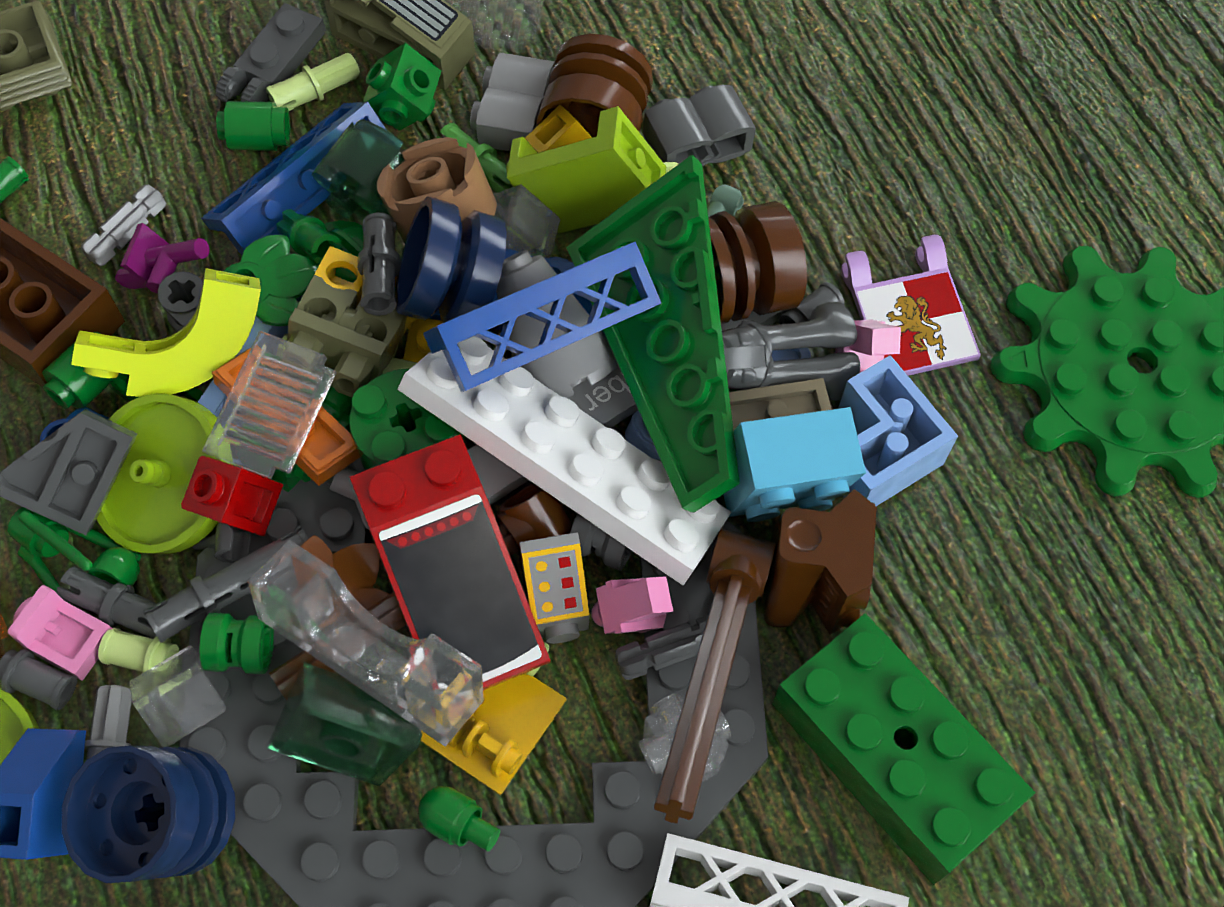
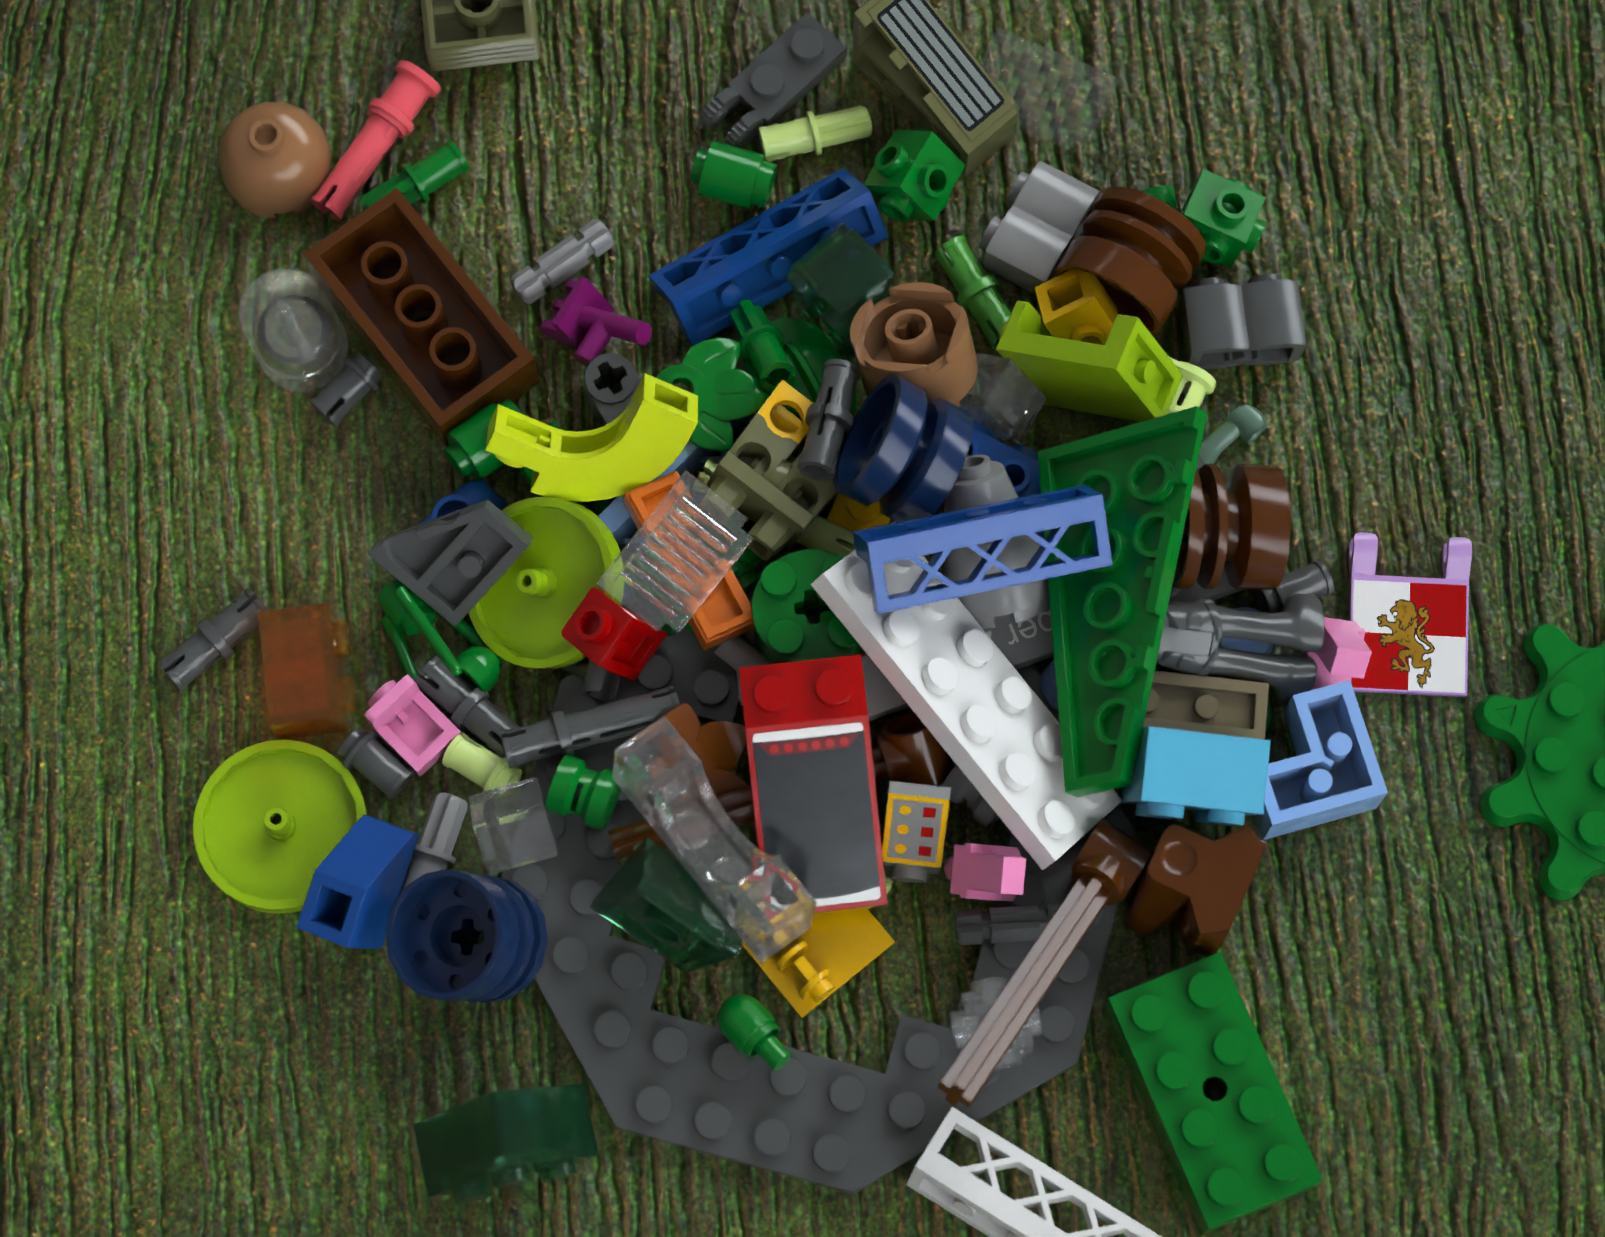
camera: 20 degrees right, 10 degrees up
(665, 53) = (1225, 216): none -> green brick

